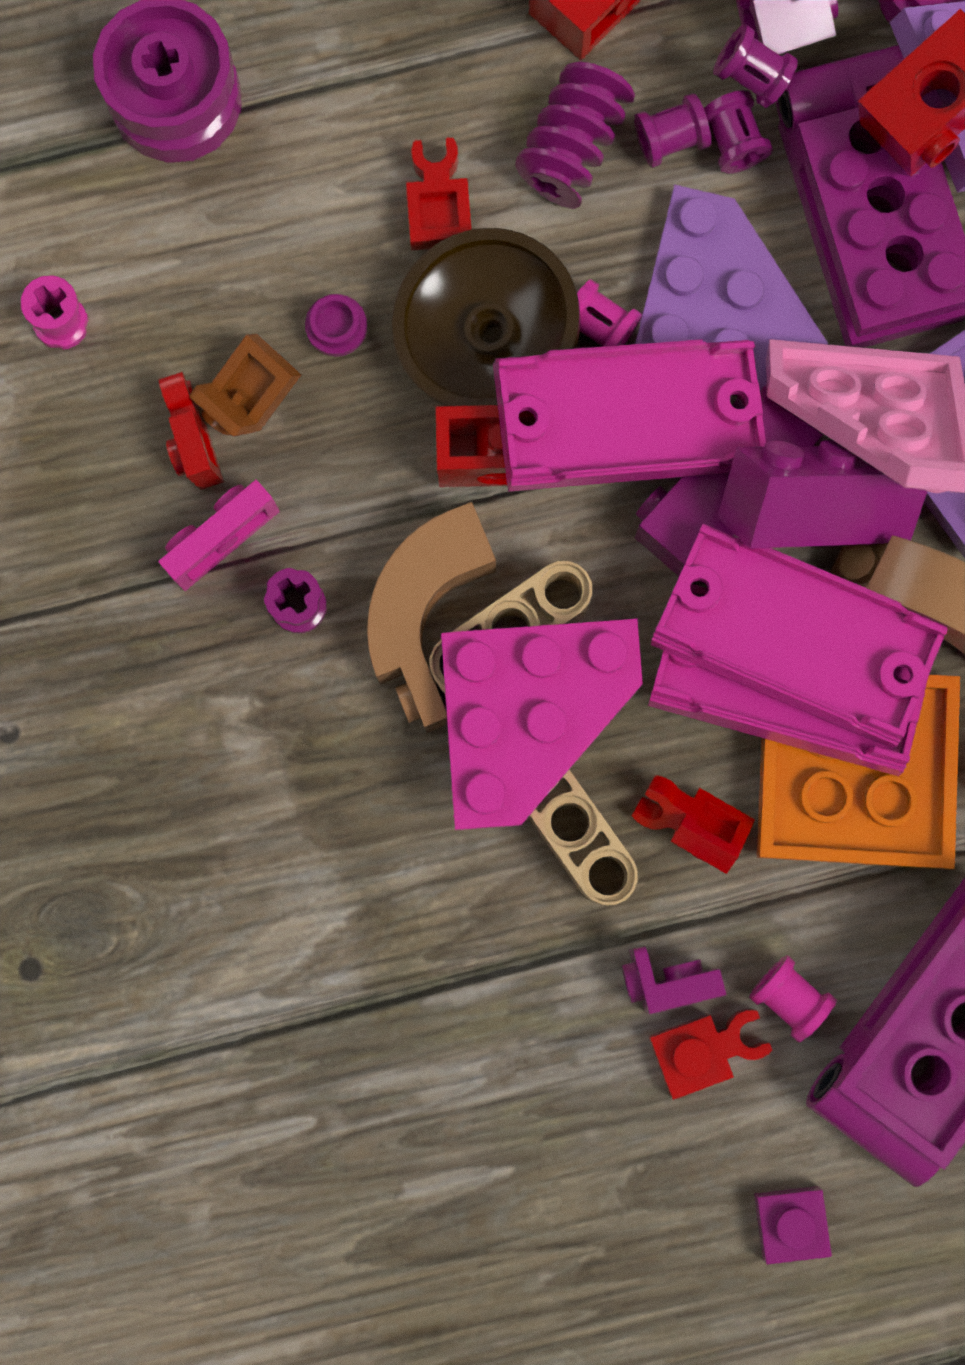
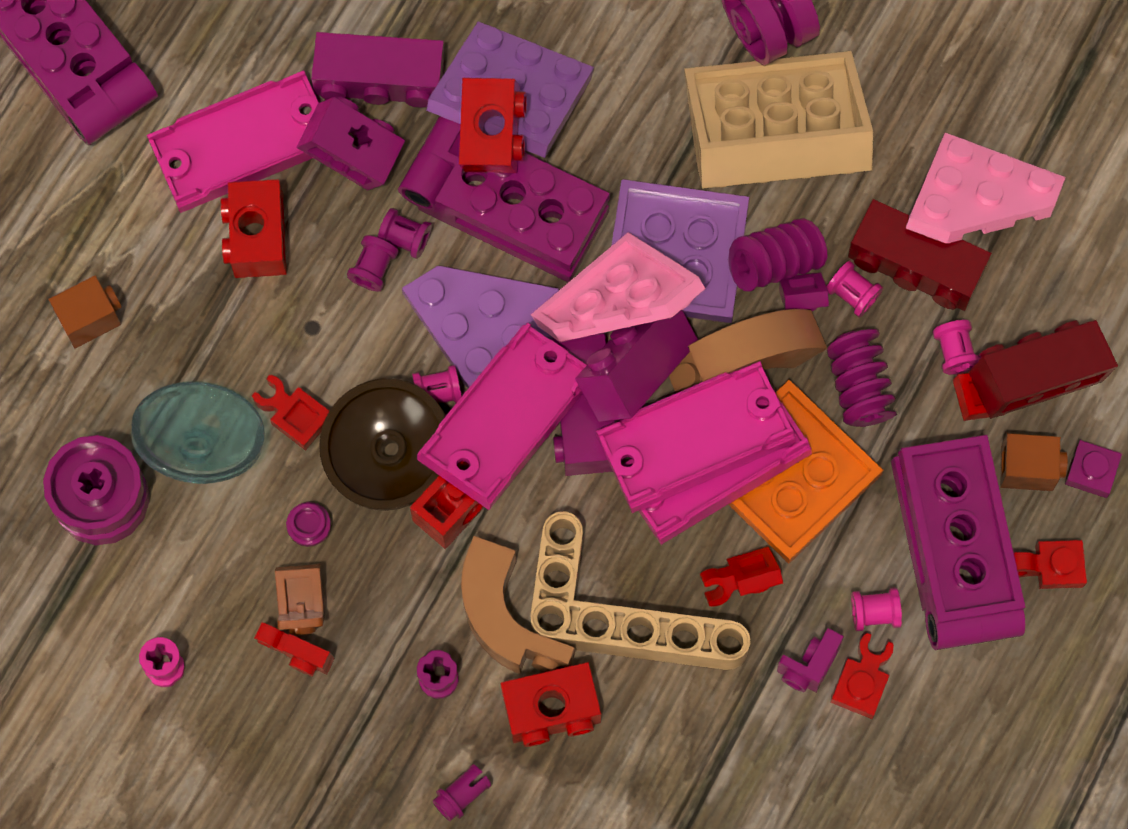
camera: 50 degrees left, 10 degrees down
(192, 739) = (459, 794): none -> magenta pin
(236, 518) = (361, 701): dark pink plate -> none
(318, 121) = (197, 432): none -> clear light blue dish
(347, 715) = (570, 685): none -> red brick
(528, 710) = (609, 602): dark pink plate -> none
(570, 128) = (323, 313): magenta piece -> none
(755, 66) = (384, 194): magenta bush -> none
(792, 1225) = (991, 714): magenta plate -> none

